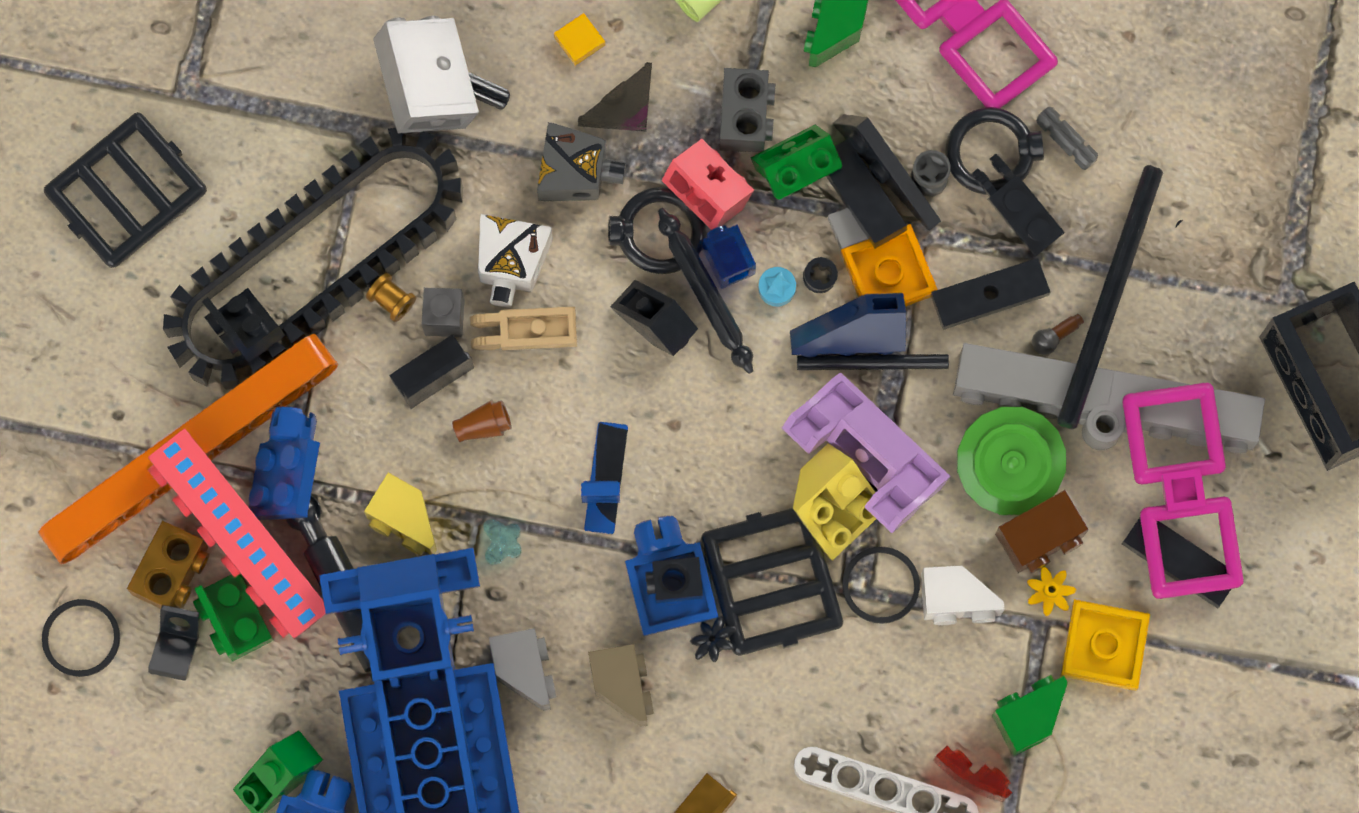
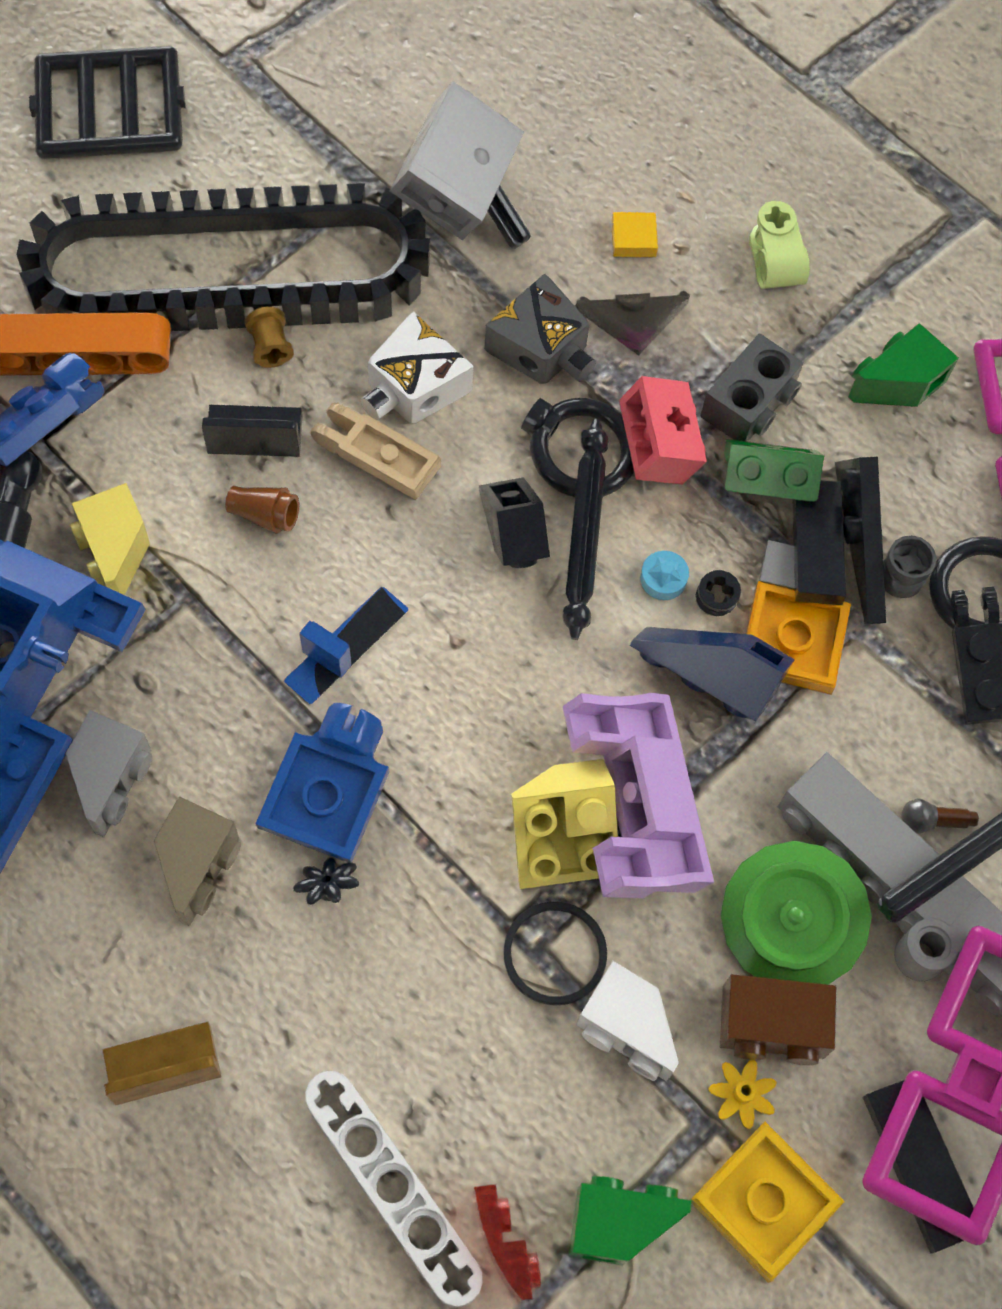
camera: 30 degrees right, 10 degrees down
(245, 325) = (105, 268): black bracket -> none
(443, 312) = (306, 379): flat silver brick -> none
(503, 541) = (191, 634): clear light blue piece -> none
(687, 567) = (344, 799): black brick -> none
(728, 255) = (634, 509): clear blue brick -> none
(733, 610) = (372, 866): black bar -> none
(873, 362) = (713, 714): black piece -> none
(1011, 286) = (917, 735): black tile -> none

